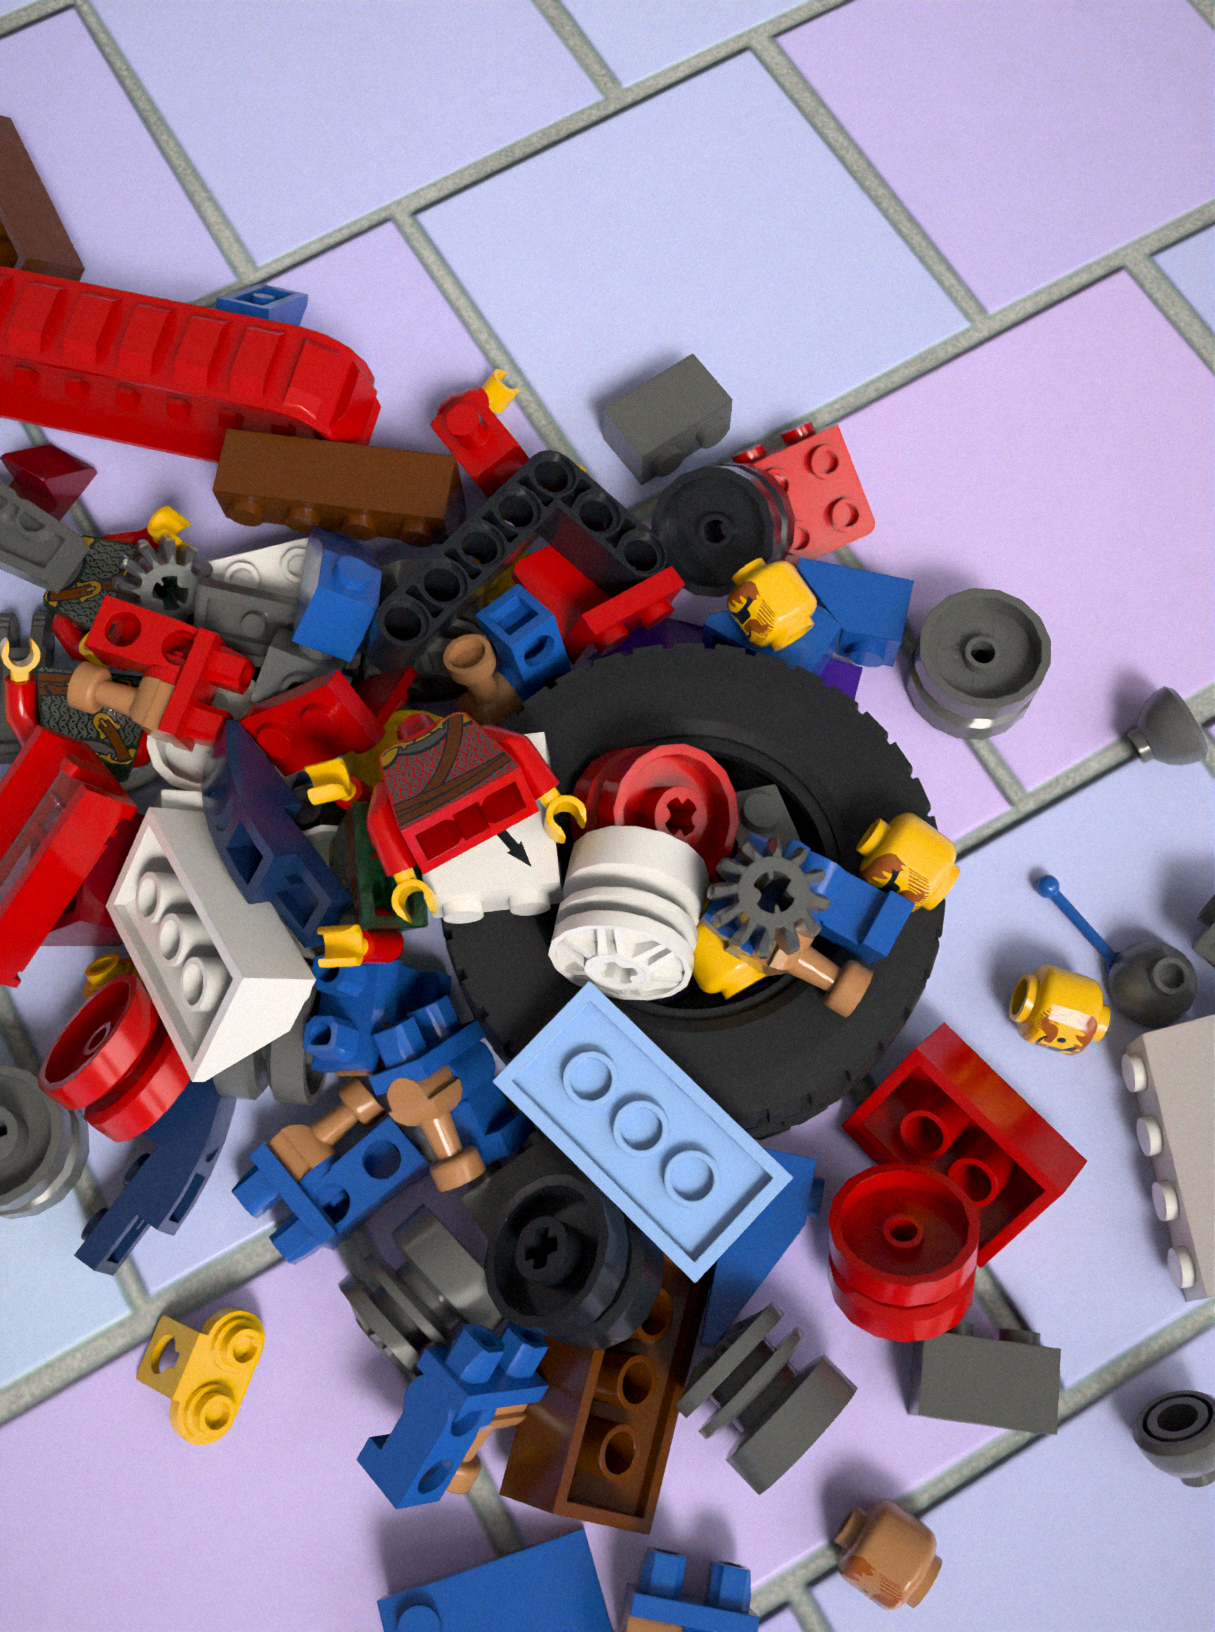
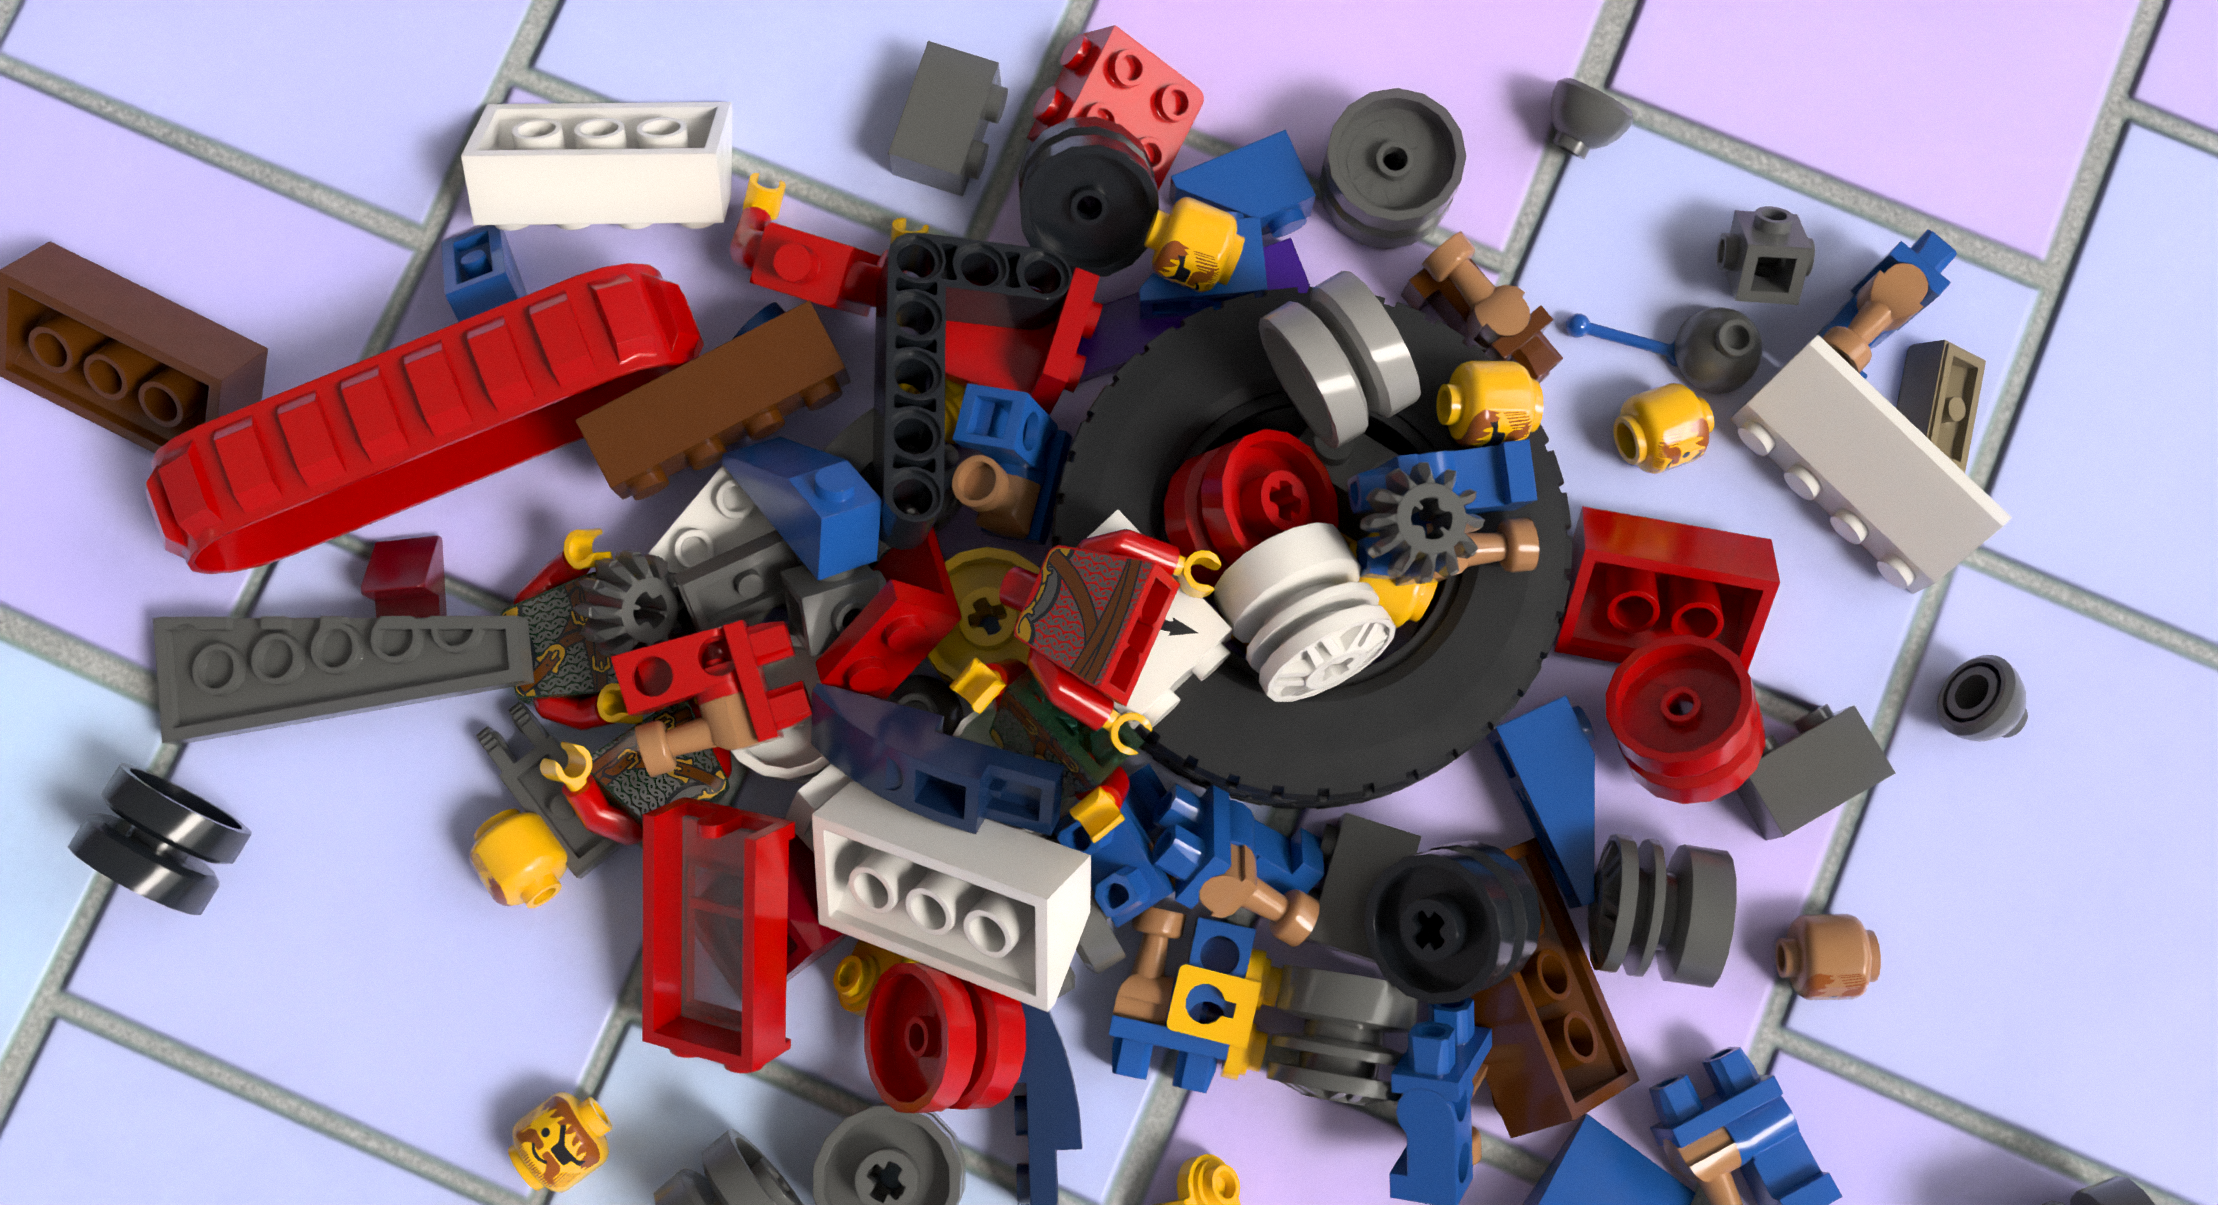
camera: 40 degrees left, 10 degrees up
(355, 1232) = (1240, 1033): none -> yellow bracket
(401, 298) = (600, 164): none -> white slope
(643, 1131) = (1439, 779): light blue plate -> none
(812, 738) = (1340, 358): none -> light grey wheel
(972, 816) = (1481, 312): none -> hips

